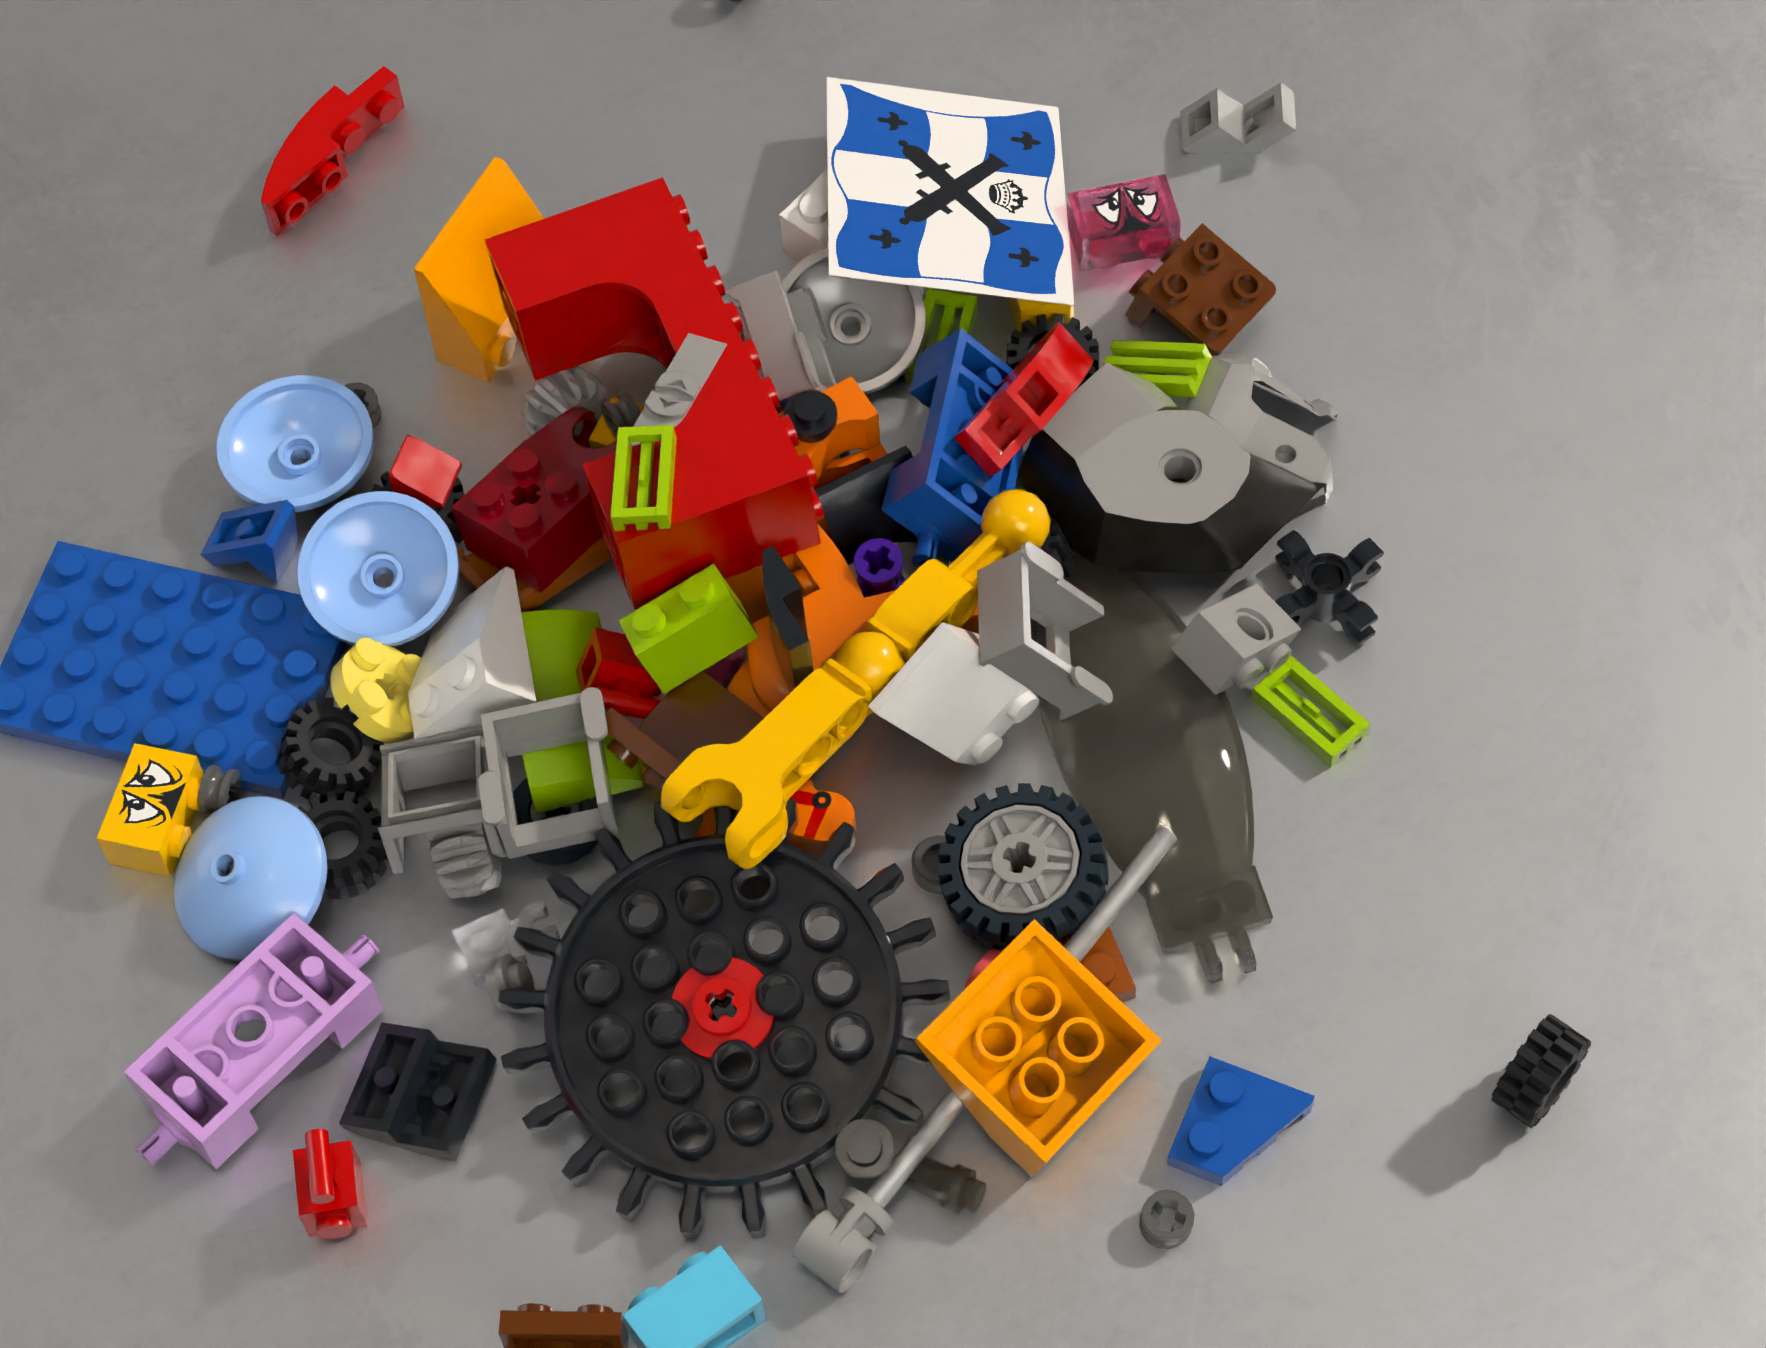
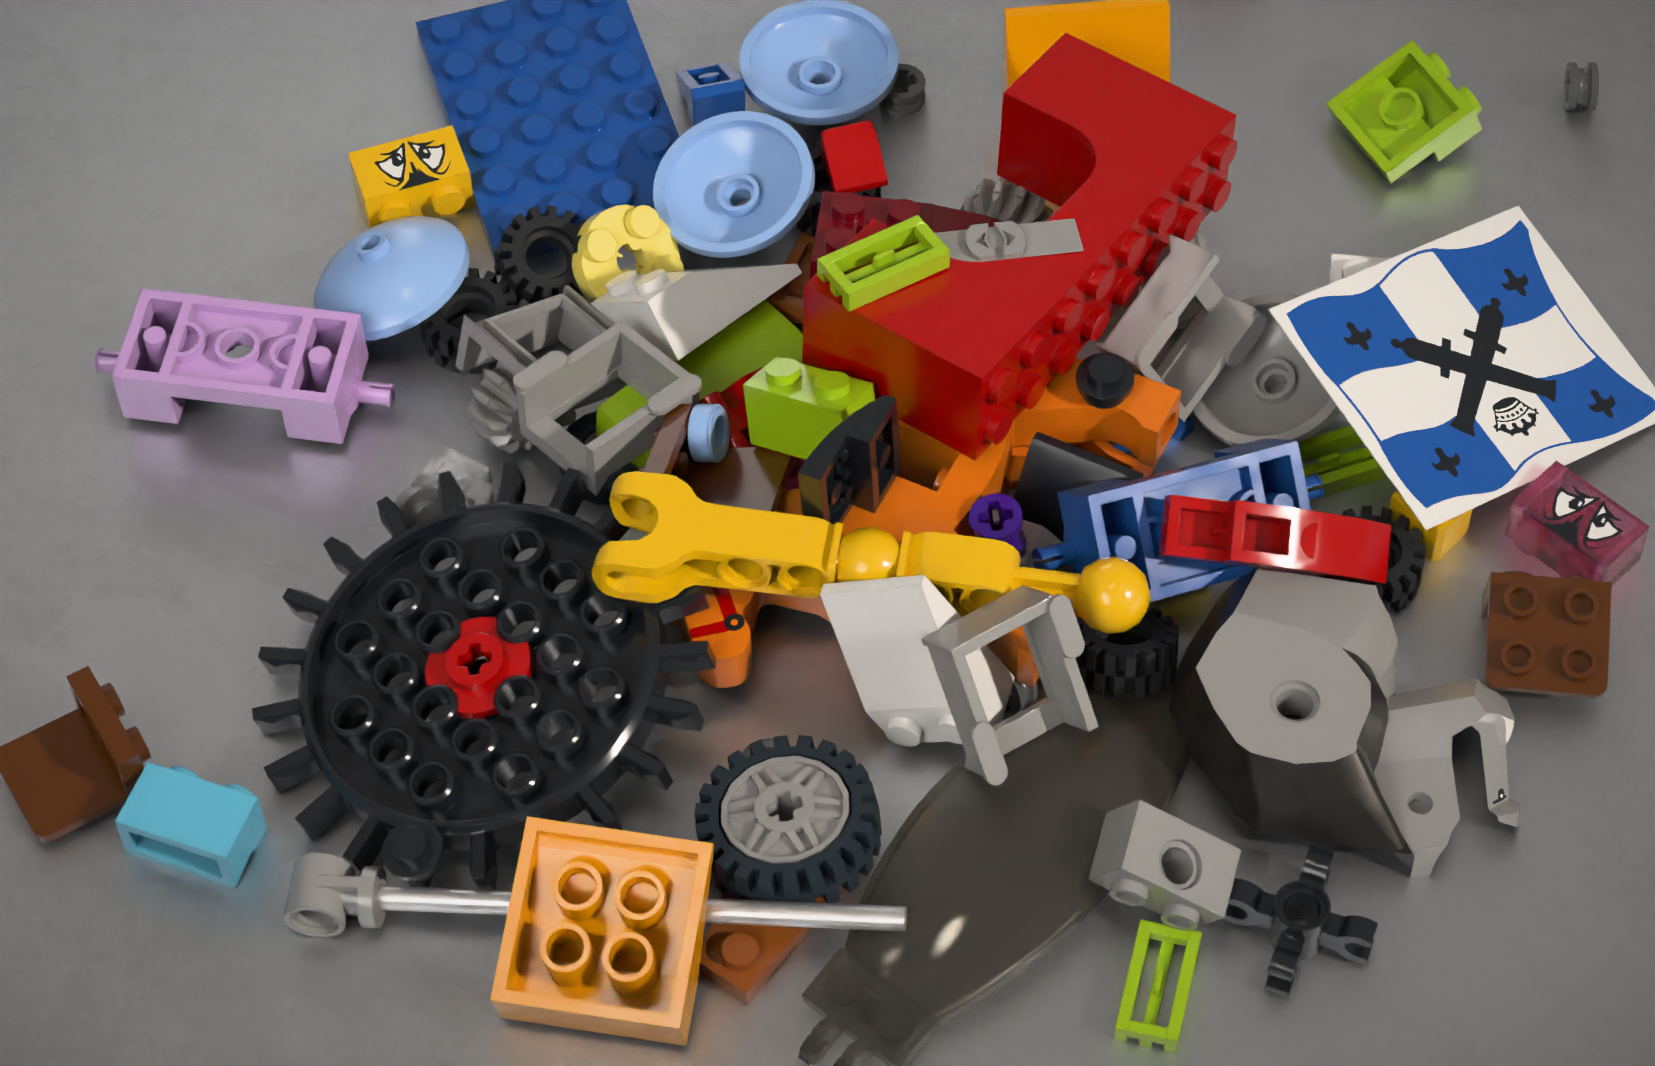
camera: 55 degrees right, 5 degrees down
(218, 788) = (464, 210): dark grey bush -> none
(329, 1186) = (146, 495): red brick -> none
(418, 1091) = (281, 510): black slope -> none
(638, 713) = (708, 433): none -> light blue tile
(670, 94) = (1406, 111): none -> lime plate
(953, 1186) = (445, 956): clear smoke animal -> none
(1163, 358) = (1450, 636): lime tile -> none

